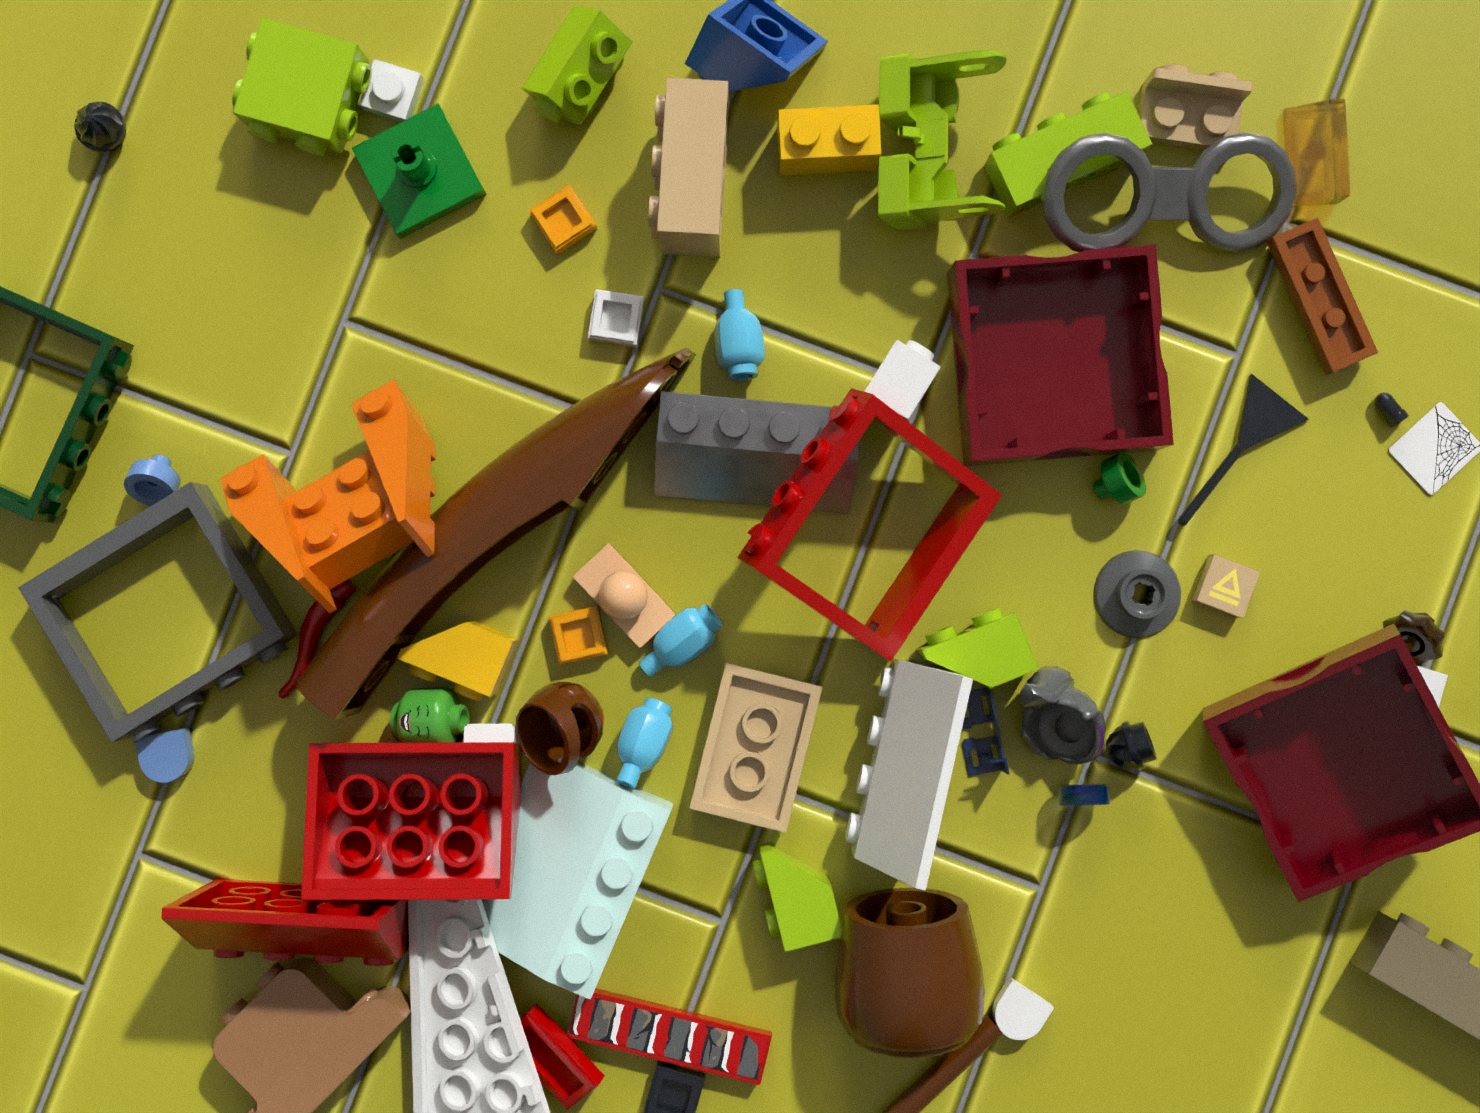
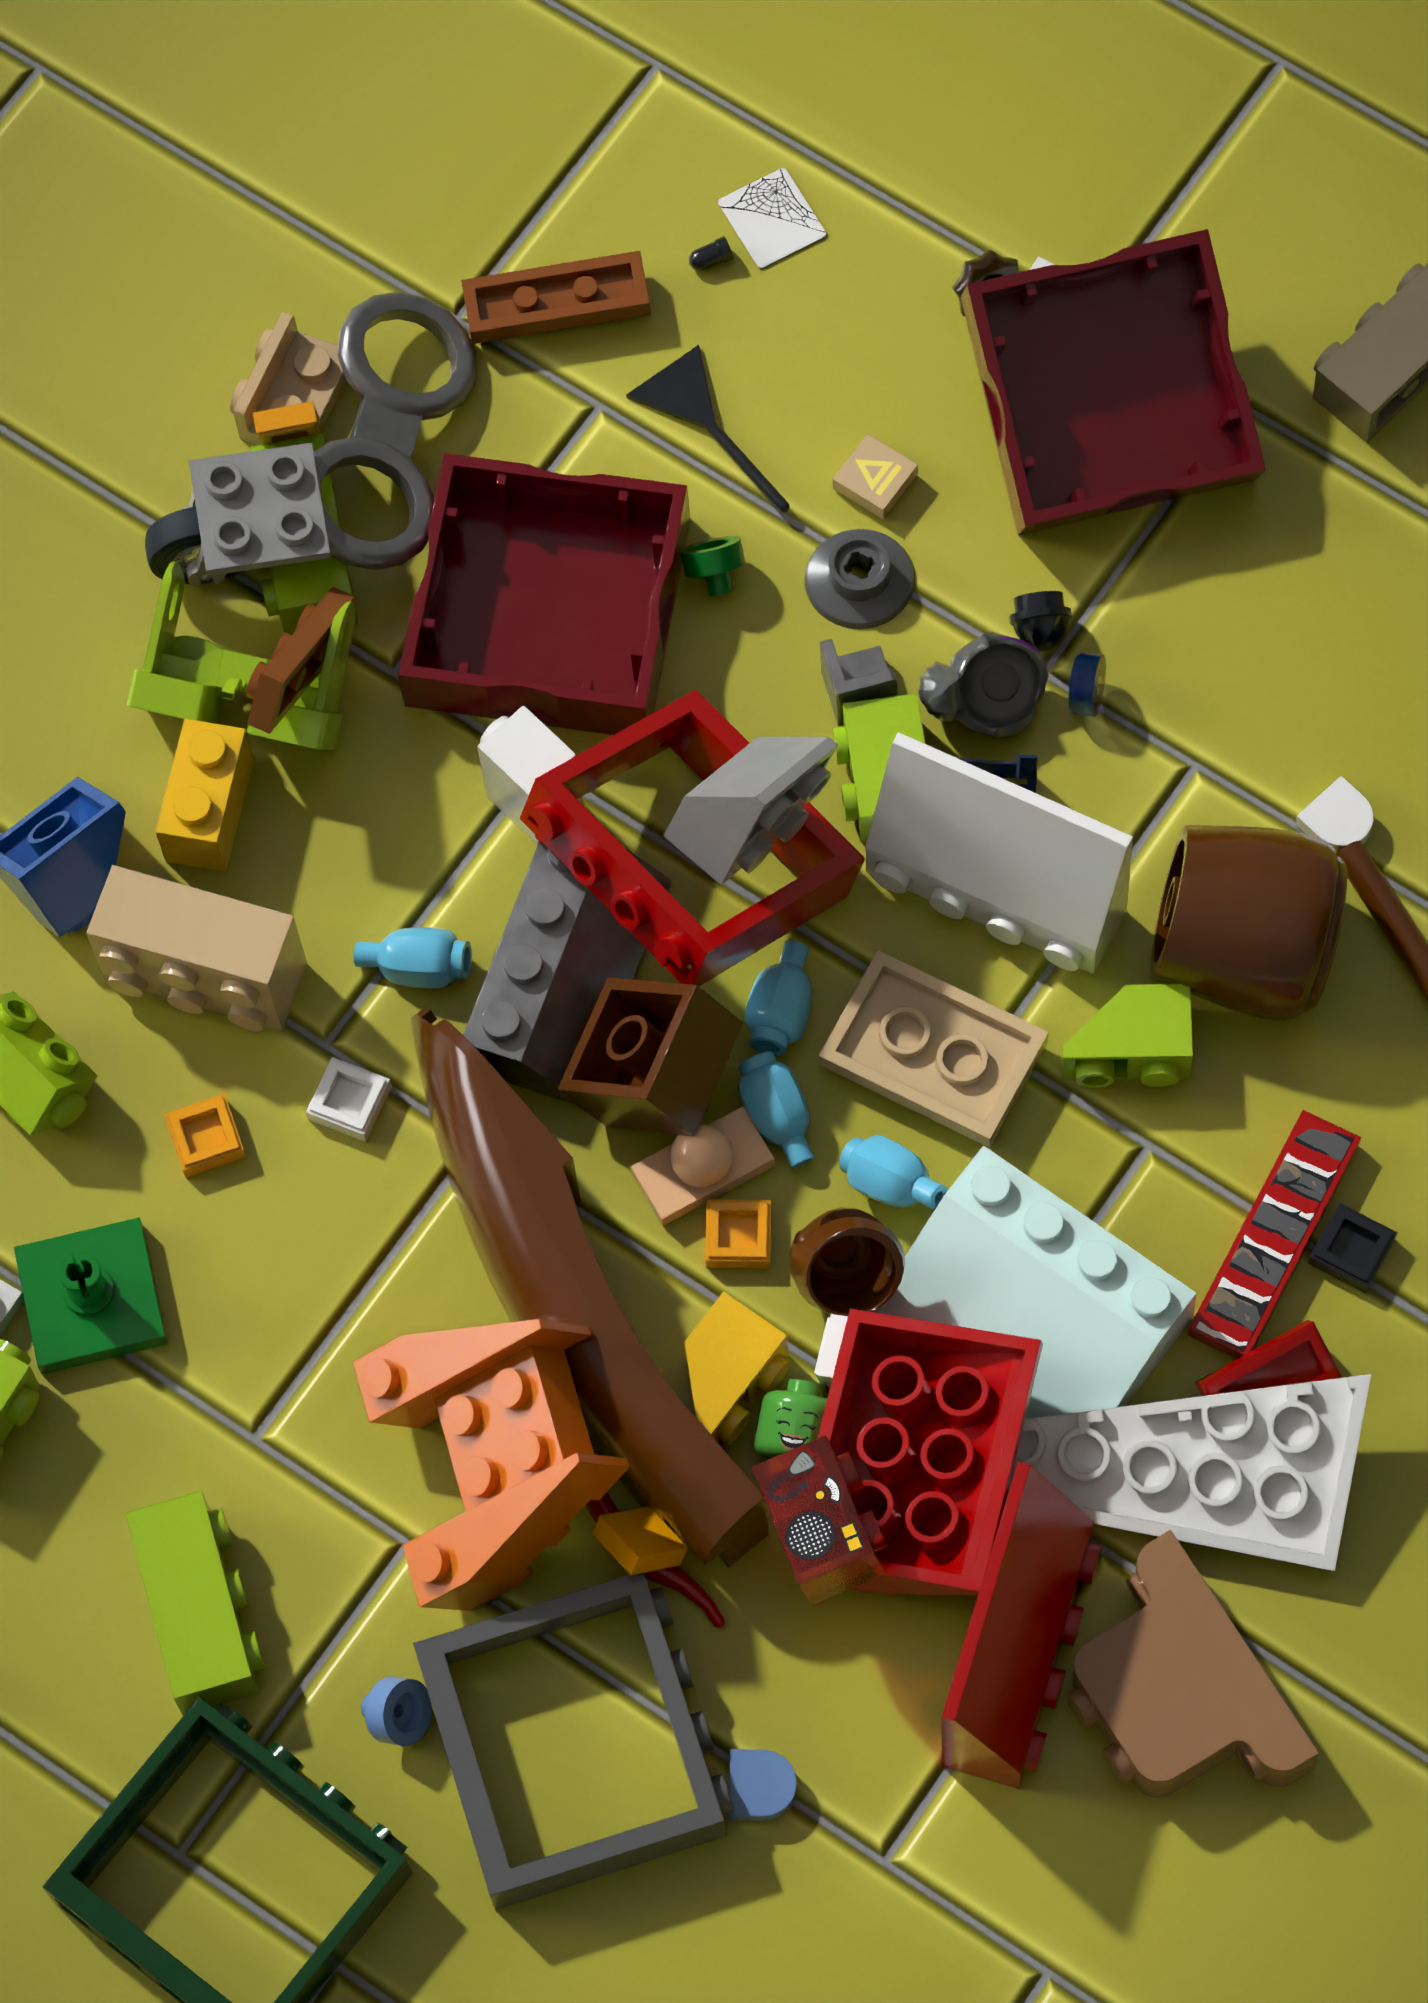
camera: 70 degrees left, 20 degrees down
(197, 313) = (195, 1600): none -> lime brick
(305, 626) = (639, 1540): none -> light orange tile
(326, 767) = (820, 1519): none -> clear red brick
(684, 539) = (650, 1056): none -> reddish brown brick
(766, 622) = (780, 1002): none -> medium azure plant
(896, 571) = (751, 803): none -> light grey slope
(938, 175) = (294, 663): none -> dark orange plate
(1045, 616) = (855, 676): none -> flat silver panel
(1060, 102) = (243, 516): none -> light grey plate
(1152, 113) = (287, 422): none -> light orange tile
(1318, 151) = (378, 261): clear yellow slope -> none

